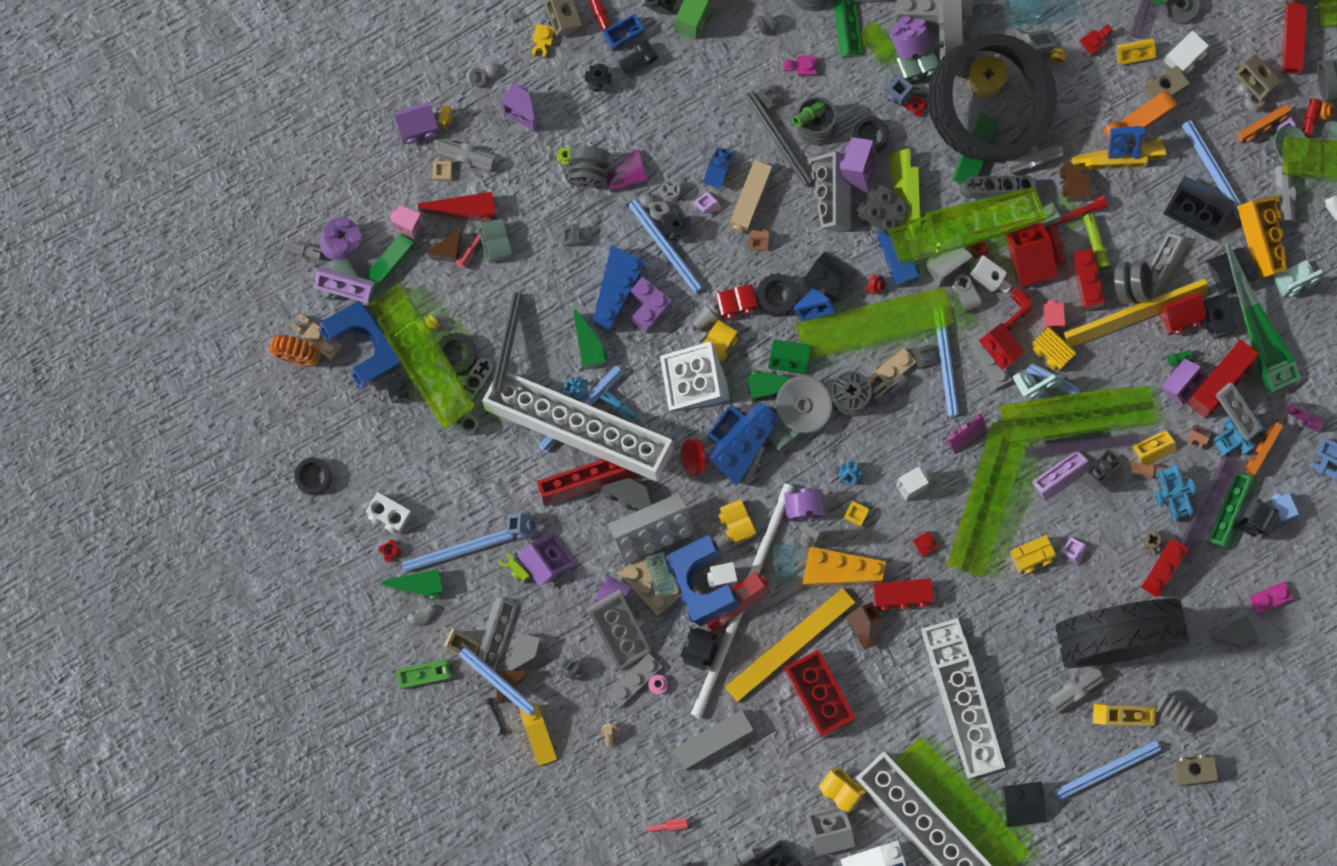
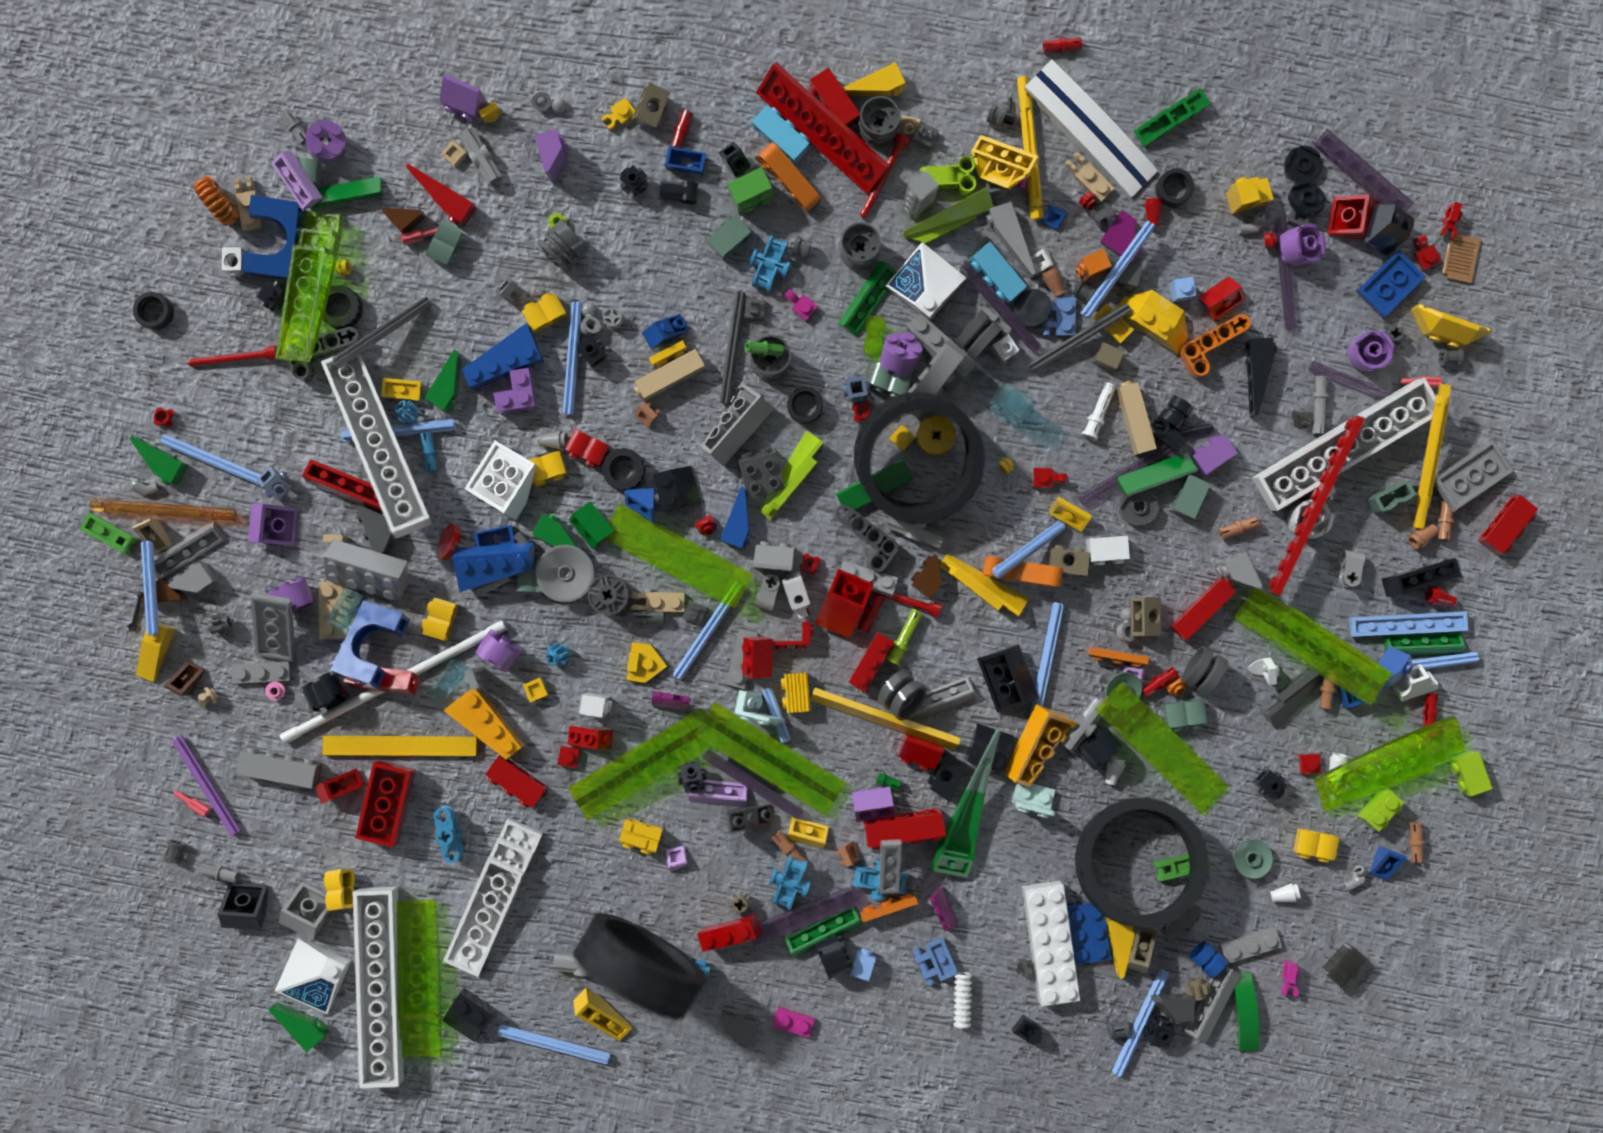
camera: 45 degrees right, 10 degrees up
(341, 379) = (230, 254): none -> white brick
(391, 509) = (188, 385): white brick -> none
(406, 222) = (386, 171): bright pink brick -> none
(431, 433) = (268, 353): none -> red piece
(451, 620) = (159, 509): none -> clear orange piece
(518, 572) = (243, 513): lime plate -> none
(557, 375) = (401, 389): none -> yellow plate
(581, 732) = (185, 679): none -> reddish brown slope
(603, 529) = (329, 537): none -> tan tile
(615, 229) = (544, 313): none -> yellow brick
(626, 172) = (592, 274): magenta slope -> none
(667, 802) = (206, 785): none -> medium lavender axle
(706, 60) = (729, 237): none -> sand green brick
(707, 203) = (633, 352): lavender slope -> none
(722, 575) = (388, 652): white brick -> none
(734, 190) = (676, 351): none -> yellow plate
(752, 54) = (769, 263): none -> dark azure axle
(770, 713) = (338, 786): none -> red arch
(859, 163) = (773, 421): medium lavender slope -> none
(866, 624) = (467, 781): reddish brown slope -> none
(883, 668) = (447, 830): none -> dark azure axle
(919, 425) = (643, 663): none -> yellow plate
(928, 514) = (590, 737): none -> red bracket
(963, 100) = (902, 438): none -> yellow plate
(966, 224) = (811, 540): clear neon green slope -> none
(1032, 476) = (692, 777): none -> black brick
(1039, 40) = (999, 438): light grey slope -> none
(1053, 315) = (820, 666): coral brick -> none
(1119, 142) = (987, 577): blue plate -> none
(1131, 94) = (1028, 549): none -> light blue axle
(1175, 711) = (643, 1046): light grey piece -> none
(1184, 776) = (621, 1113): dark tan brick -> none
(1312, 199) = (1100, 748): none -> black brick

